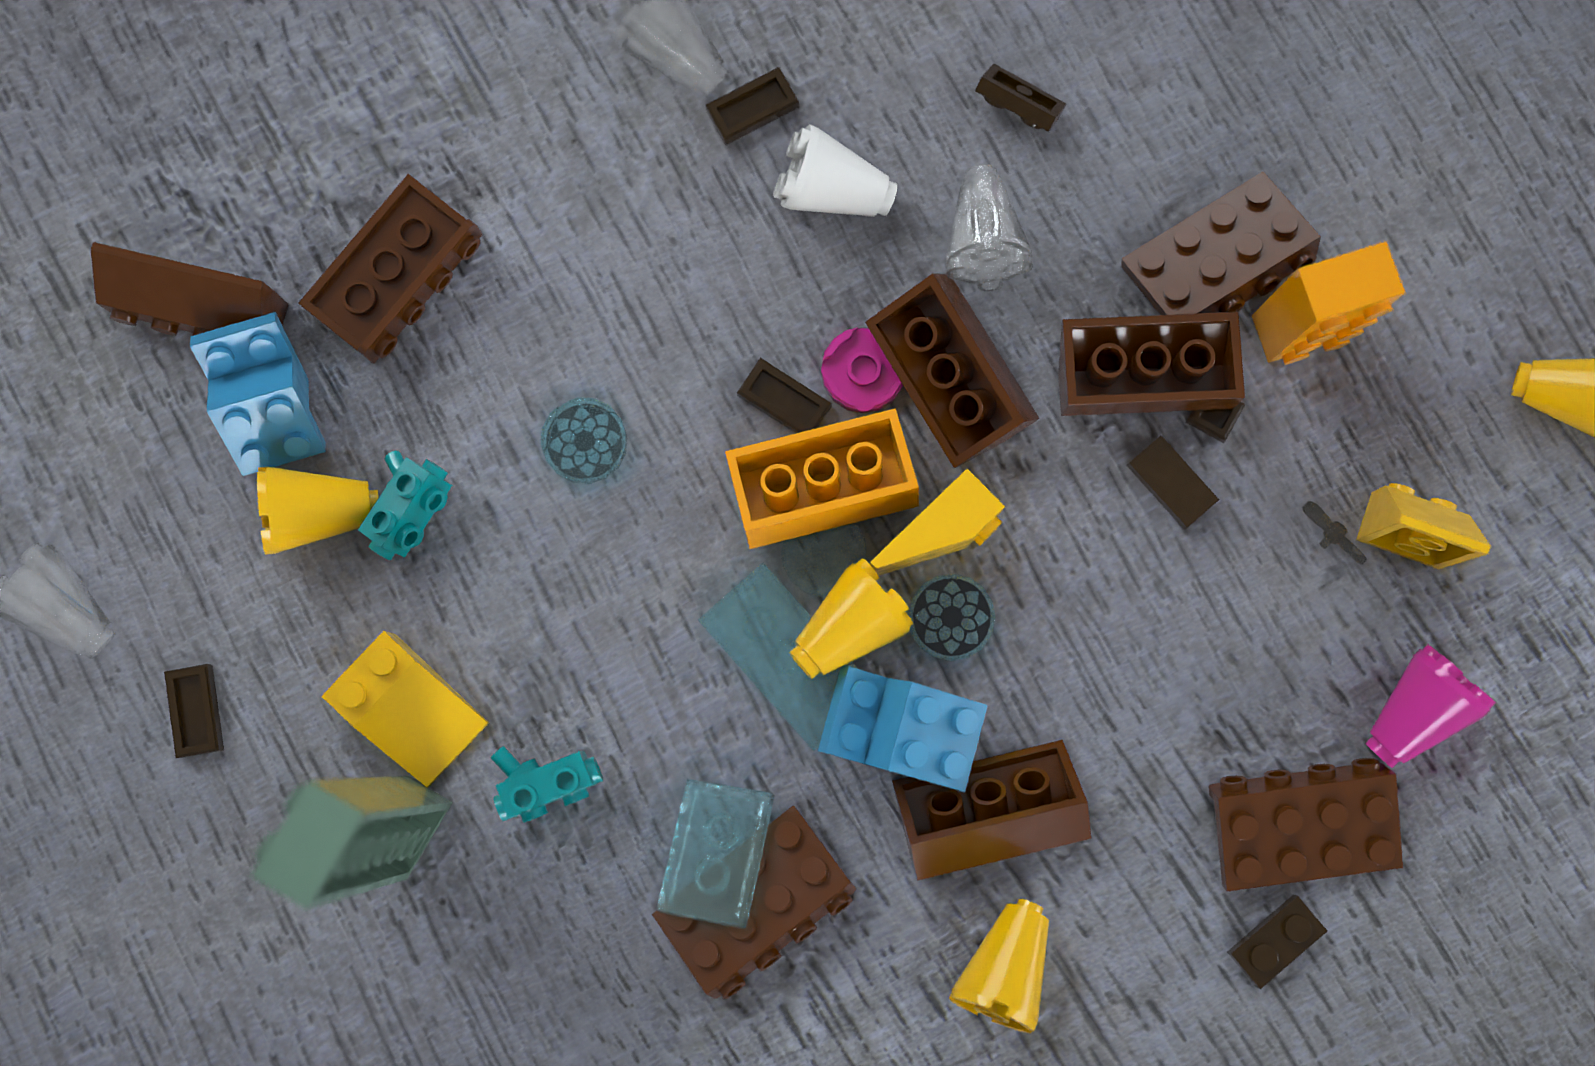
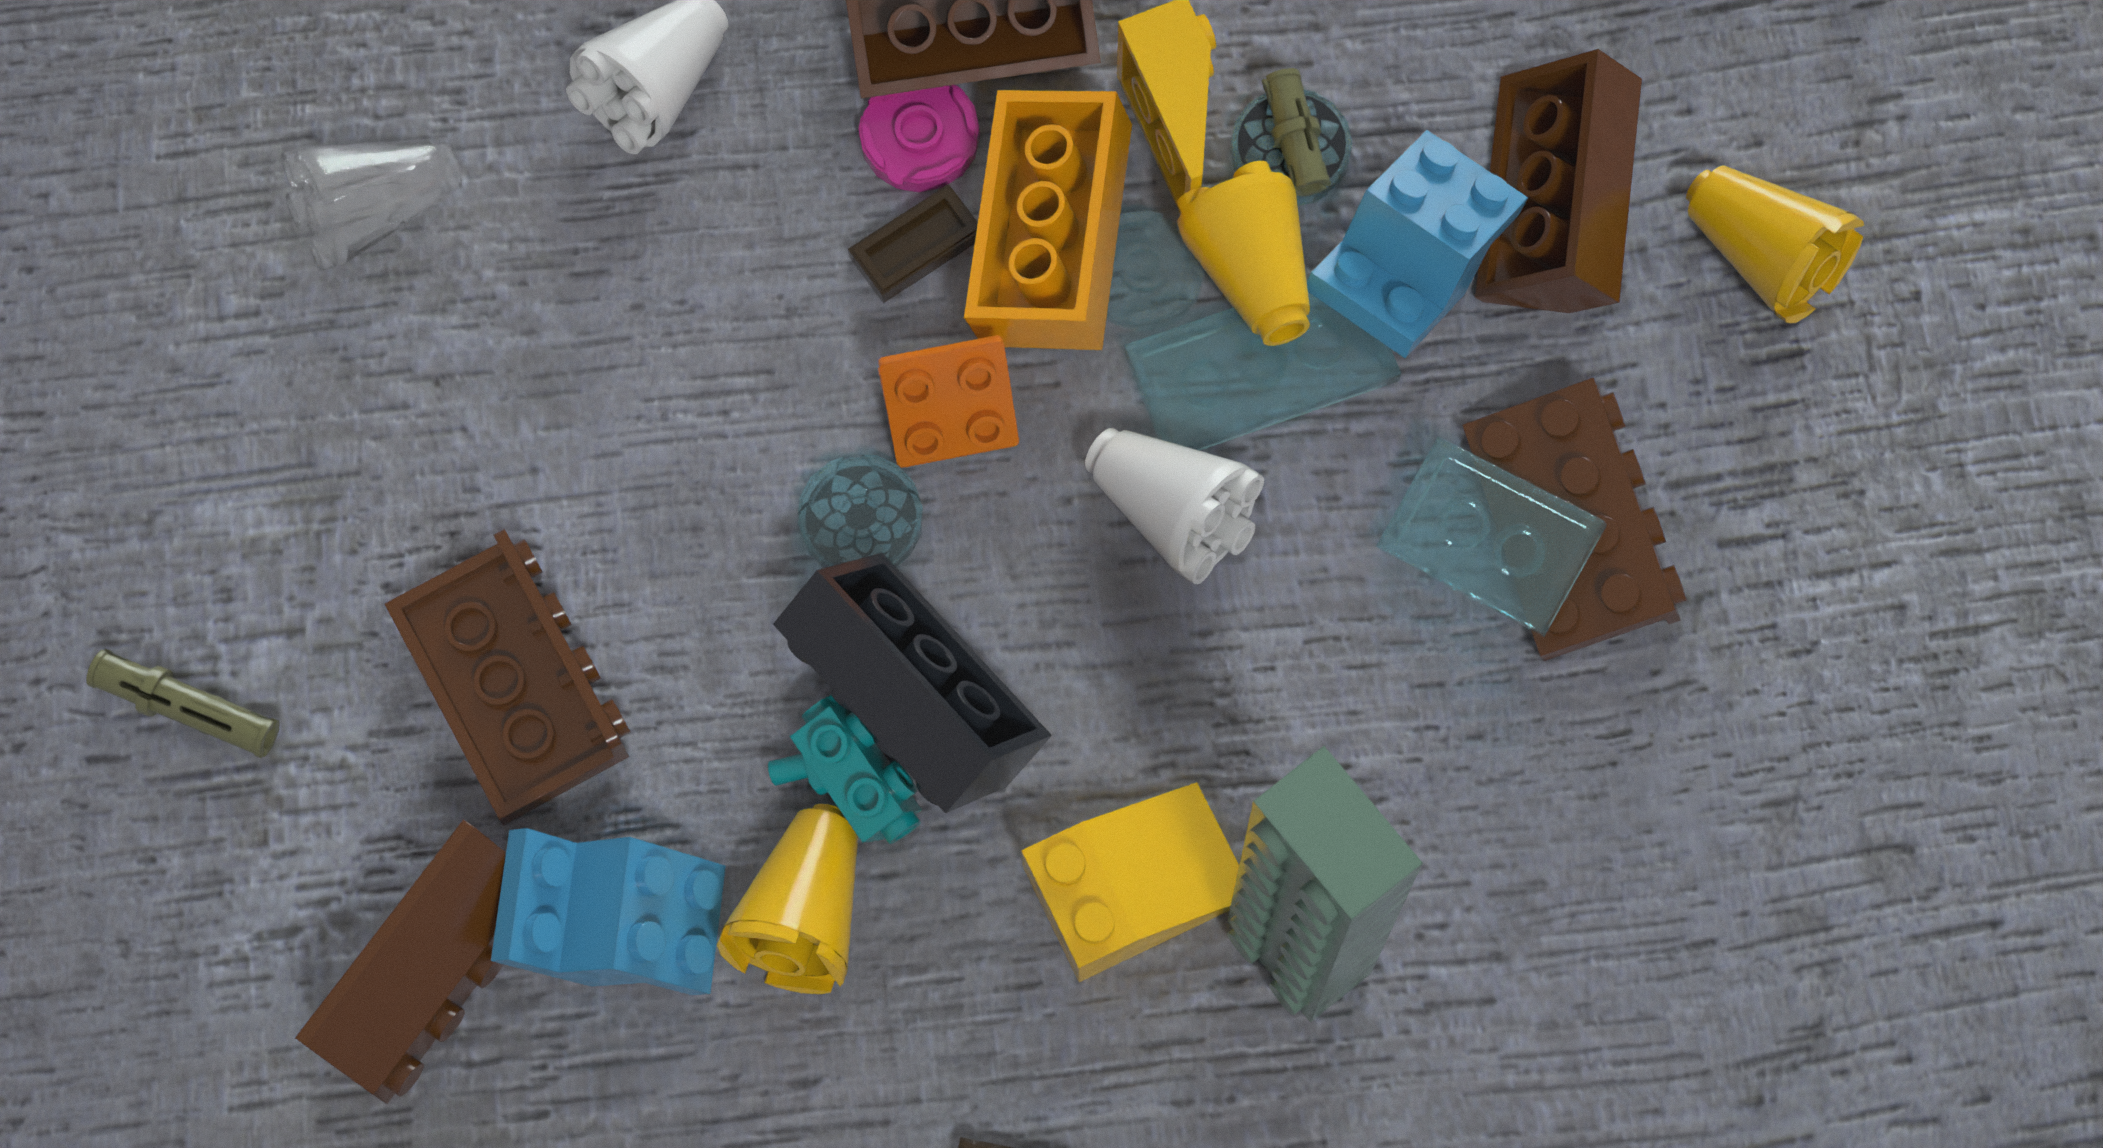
camera: 70 degrees left, 10 degrees down
(304, 92) = (158, 692): none -> olive pin
(469, 517) = (911, 681): none -> black brick
(533, 787) = (1316, 714): teal brick -> none
(663, 636) = (1177, 497): none -> white cone
(677, 463) = (949, 401): none -> orange bracket
(752, 106) = (499, 138): dark brown tile -> none
(954, 617) = (1296, 131): none -> olive pin

